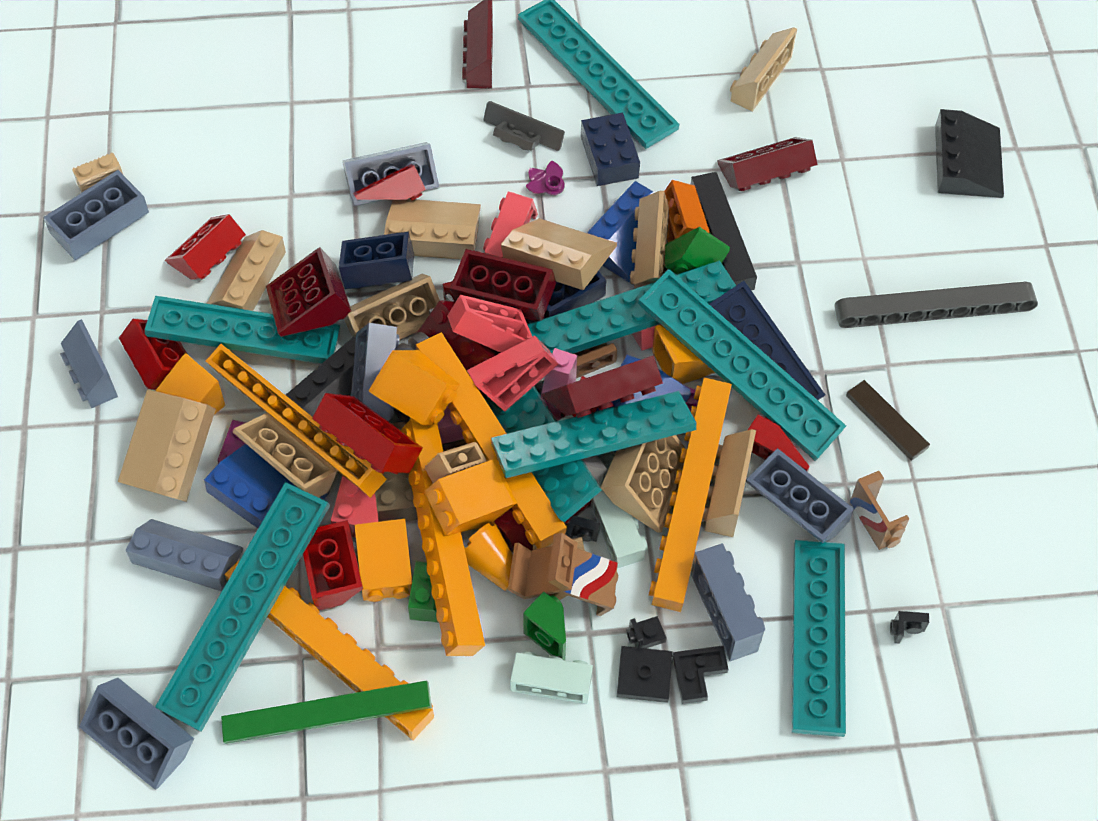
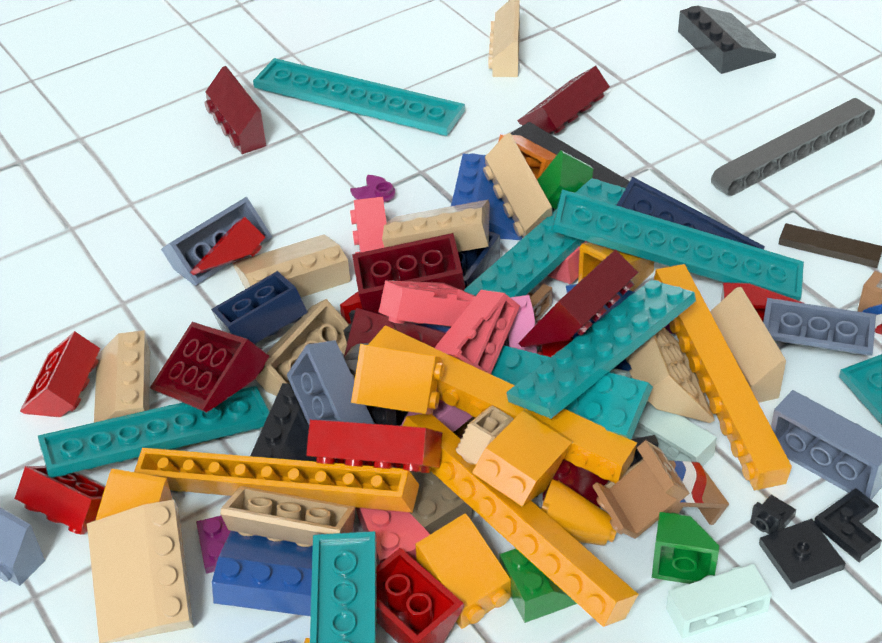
camera: 25 degrees left, 15 degrees down
(522, 129) = (321, 160): dark grey bracket -> none
(610, 149) = (417, 144): dark blue brick -> none

